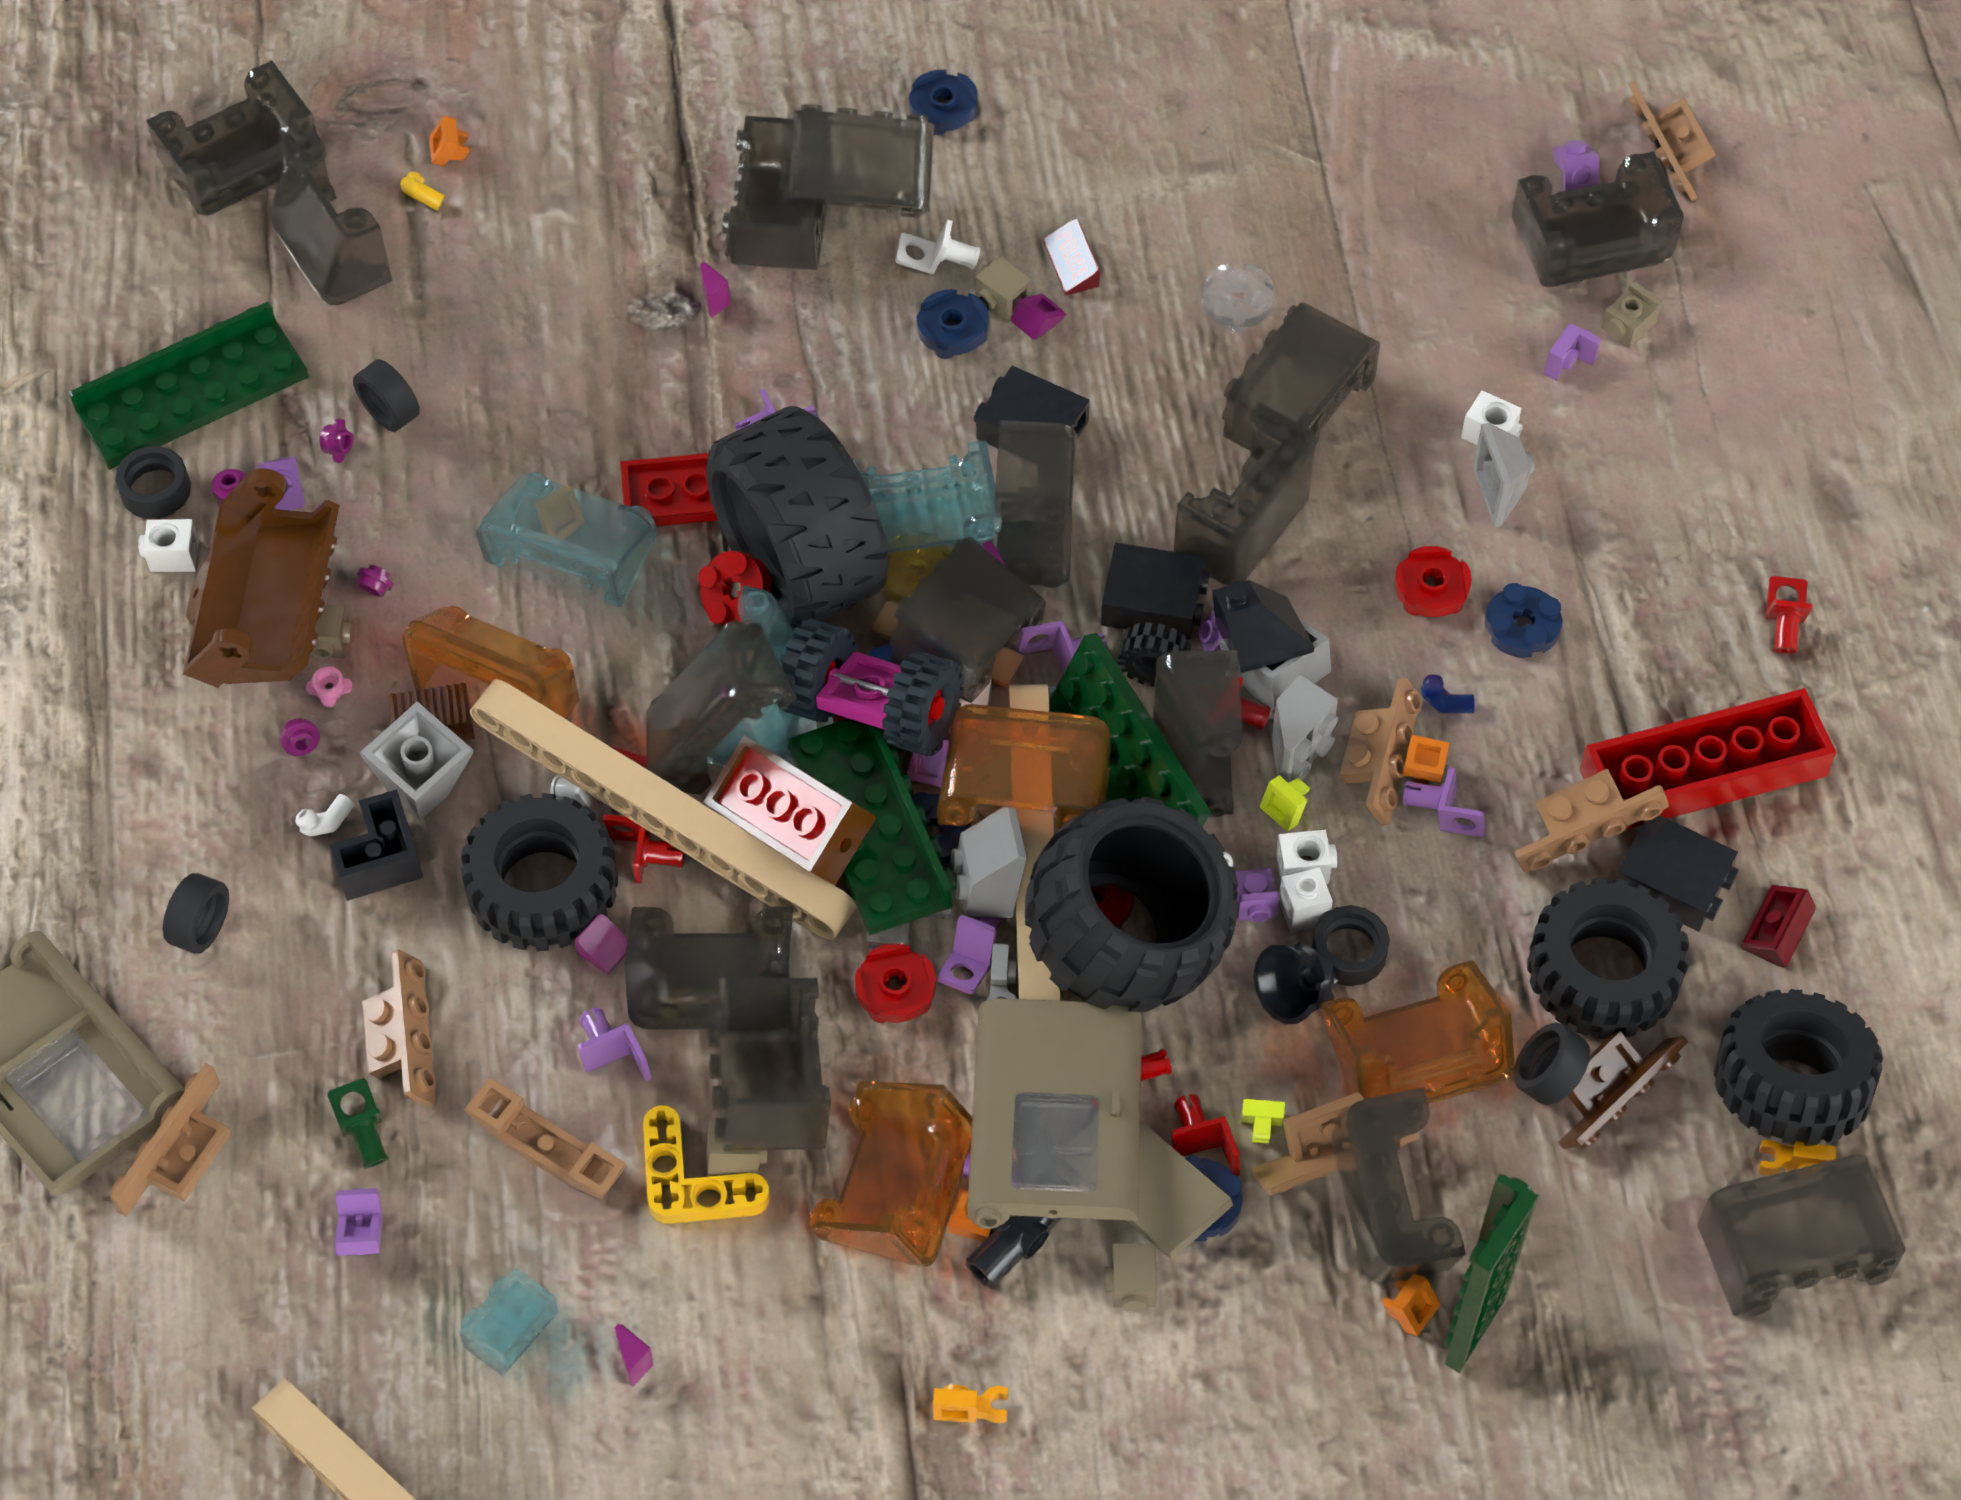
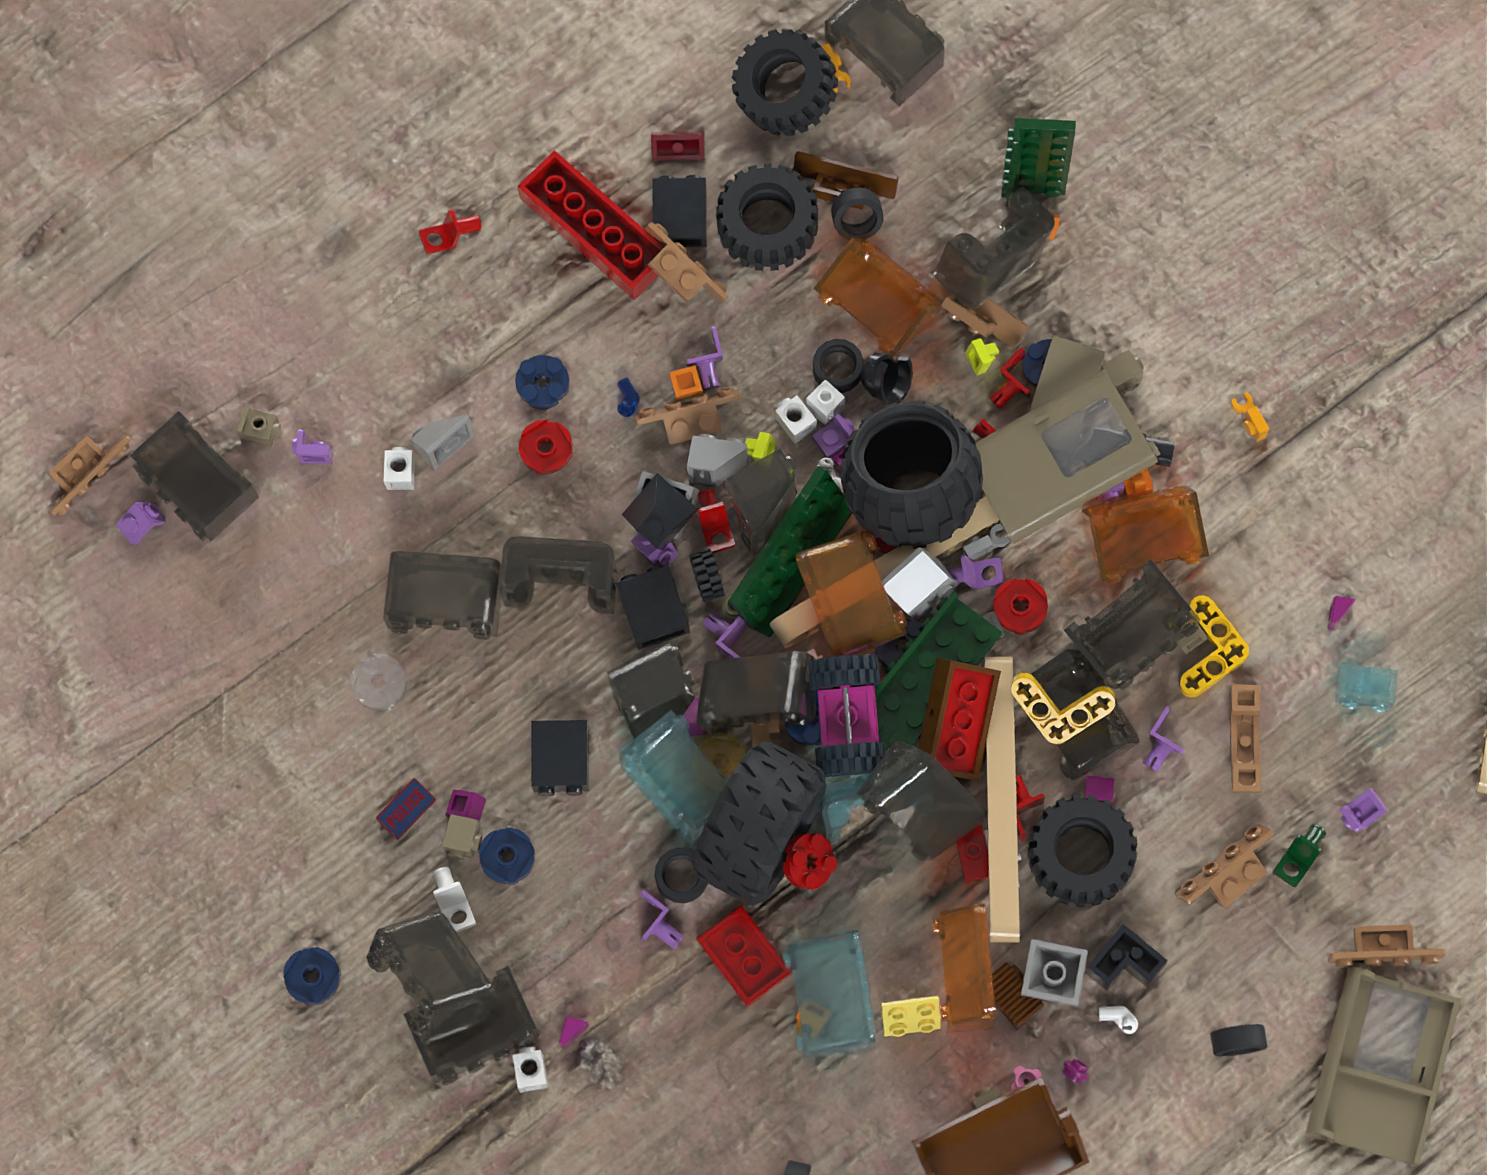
camera: 115 degrees left, 15 degrees up
(374, 580) = (934, 1103): magenta plate -> none
(492, 595) = (911, 1016): none -> light yellow hinge
(697, 235) = (530, 1082): none -> white brick
(713, 930) = (1056, 717): none -> yellow beam

